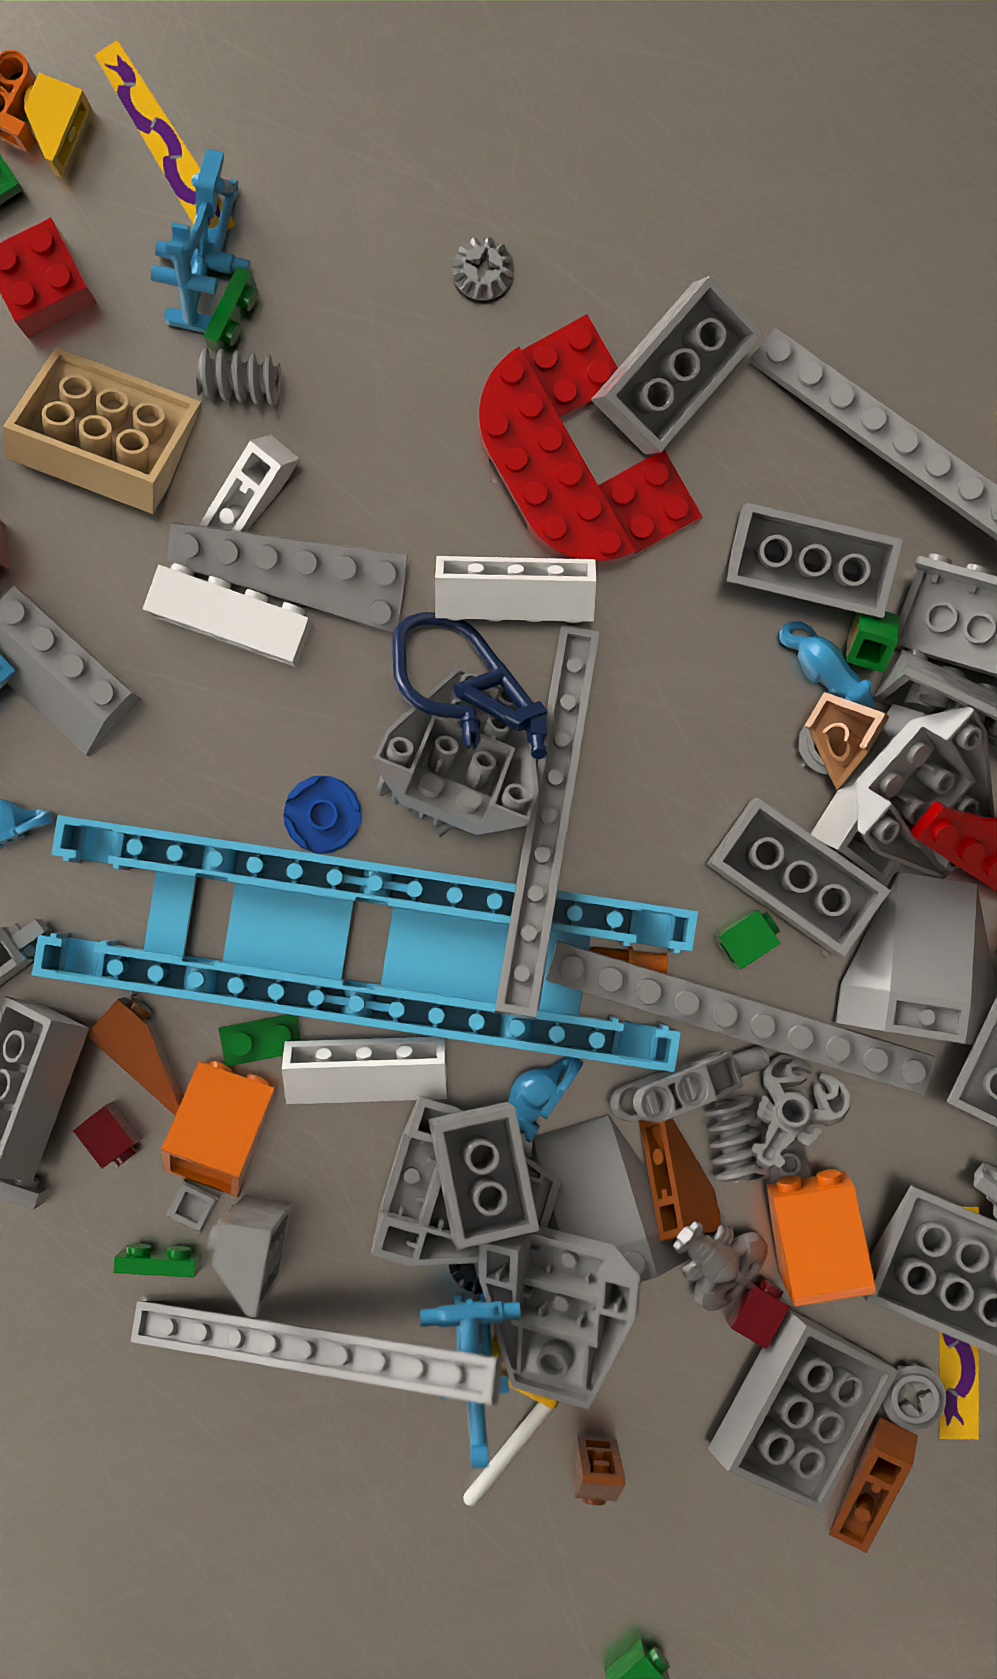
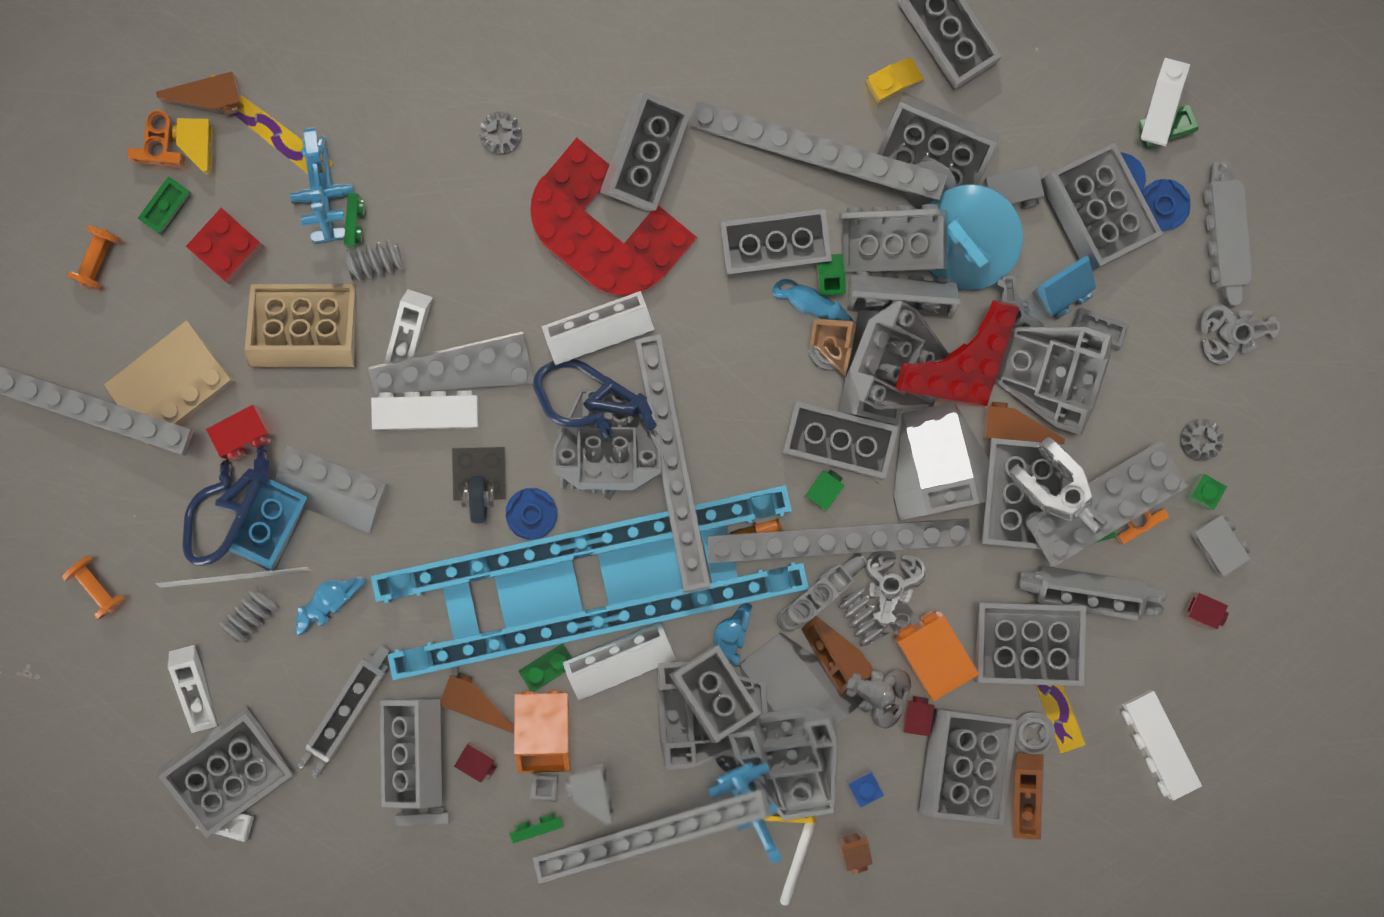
camera: 20 degrees left, 0 degrees up
(102, 61) = (211, 94): none -> dark orange slope
(266, 738) = (478, 479): none -> clear smoke plate
(645, 1386) = (865, 788): none -> blue brick

